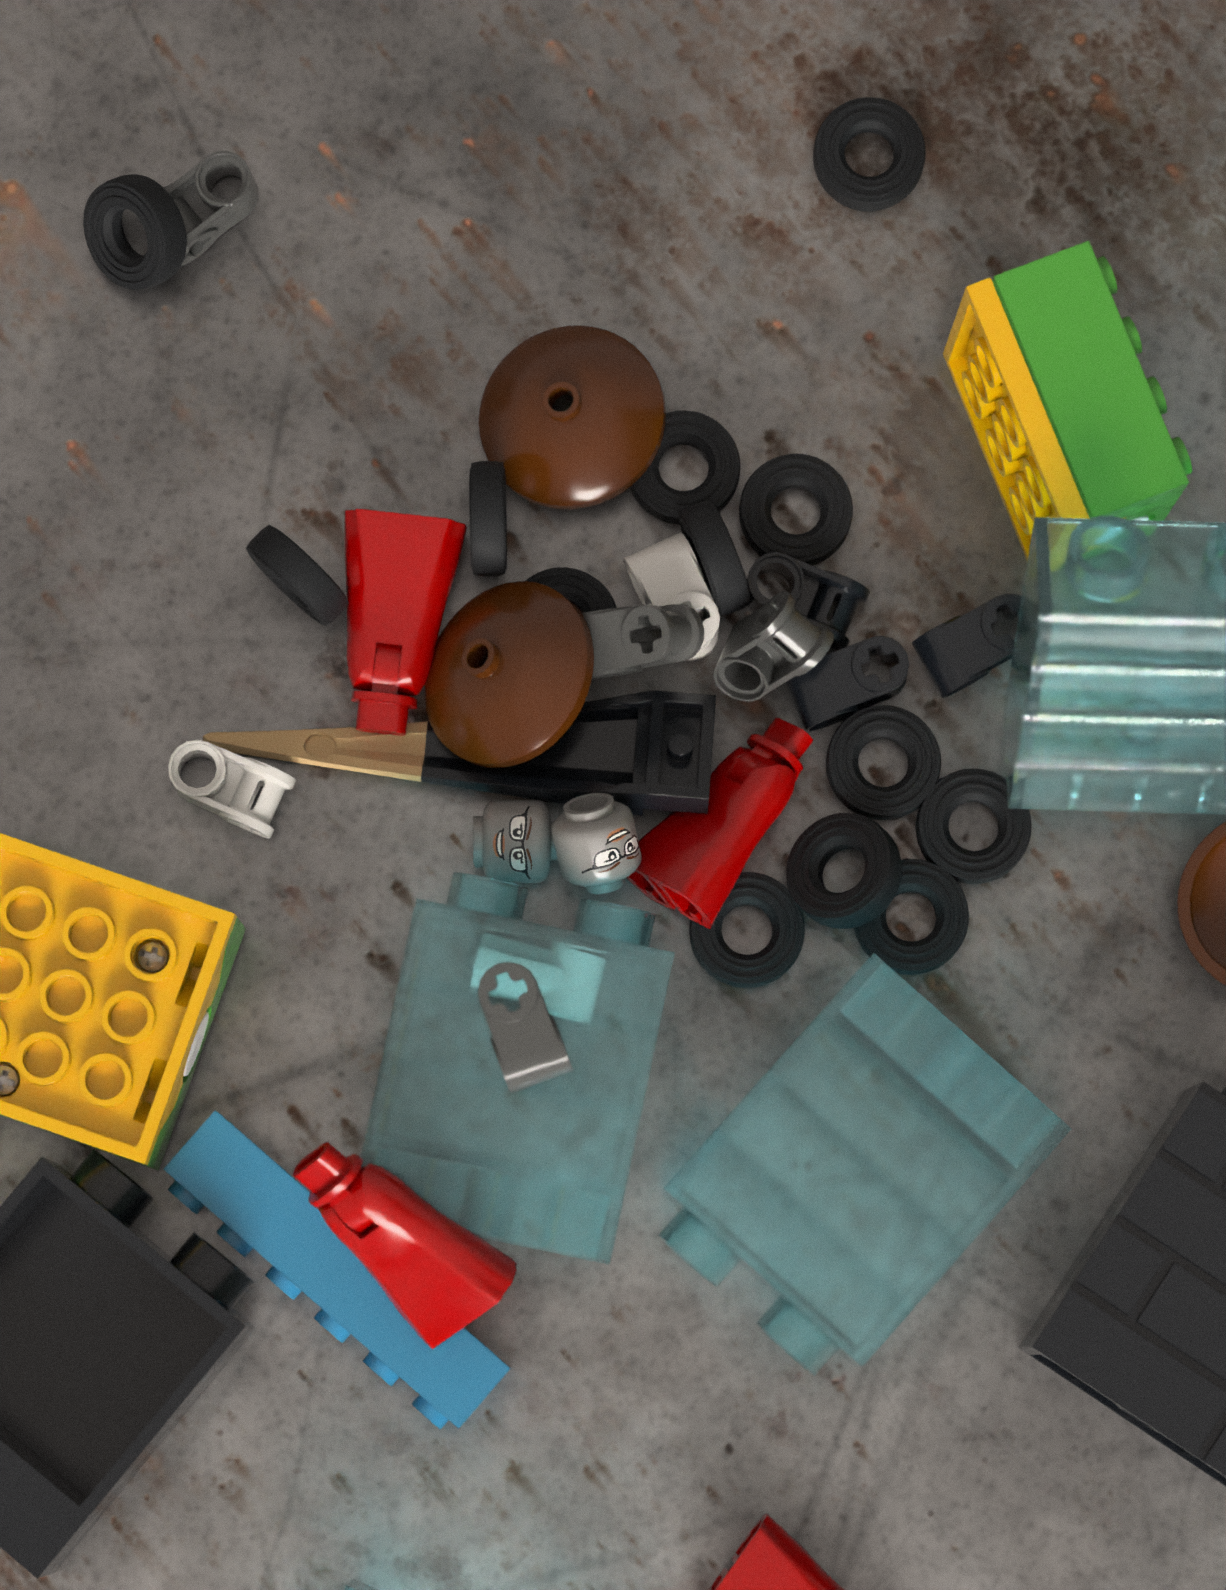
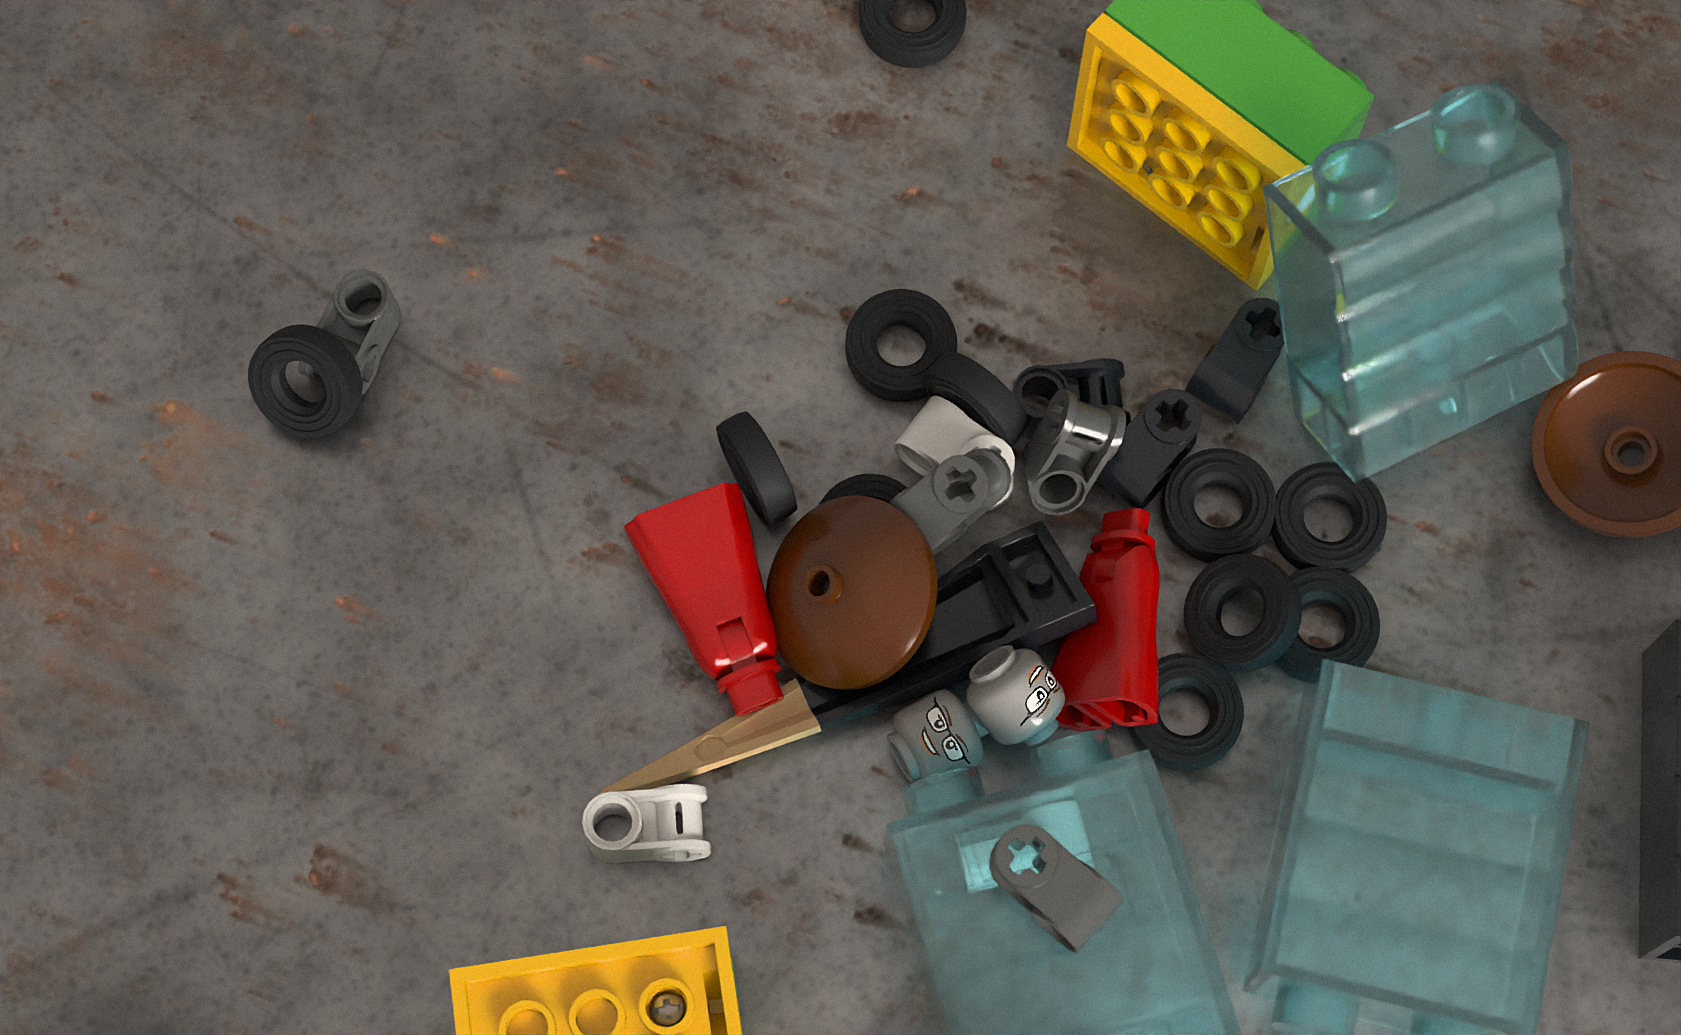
camera: 25 degrees left, 10 degrees down
(297, 575) = (611, 603): black tyre -> none
(595, 444) = (801, 375): reddish brown dish -> none
(796, 472) = (1024, 296): black tyre -> none

